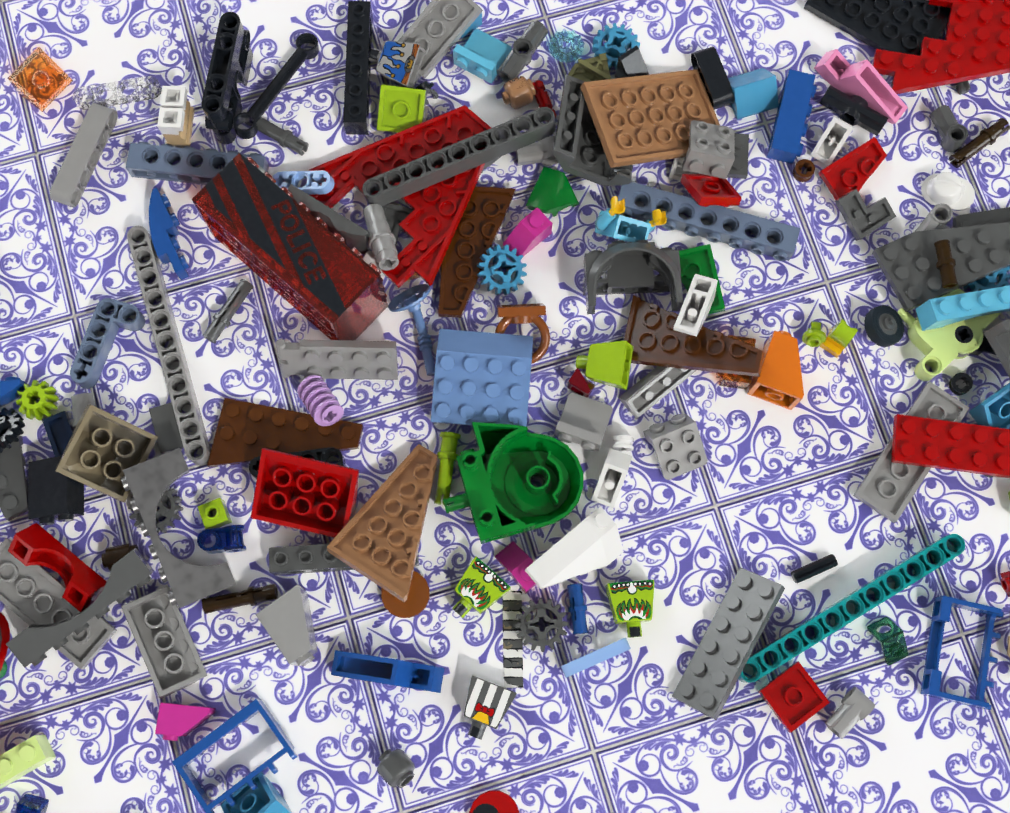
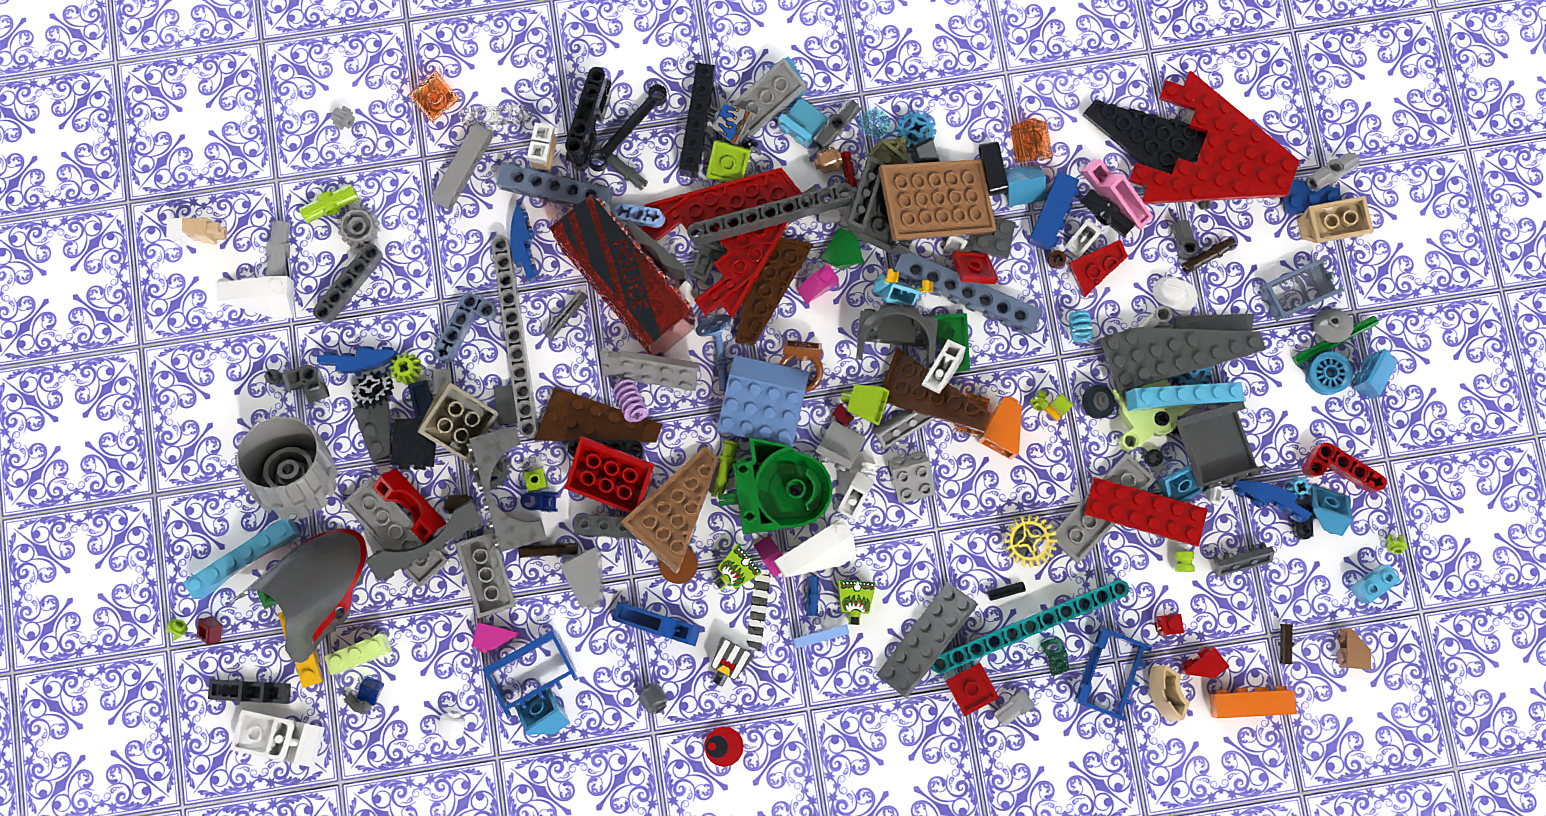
camera: 10 degrees right, 5 degrees up
(381, 238) = (696, 272): light grey piece -> none
(500, 260) = (791, 303): dark azure gear -> none
(541, 613) = (783, 592): dark grey gear -> none
(710, 149) = (979, 232): light grey bracket -> none
(750, 42) = (1031, 141): none -> clear orange slope
(844, 497) = (1039, 538): none -> light yellow gear
(847, 240) = (1080, 326): none -> medium azure gear
(864, 219) = (1099, 308): dark grey plate -> none
(946, 264) = (1155, 359): dark brown pin -> none

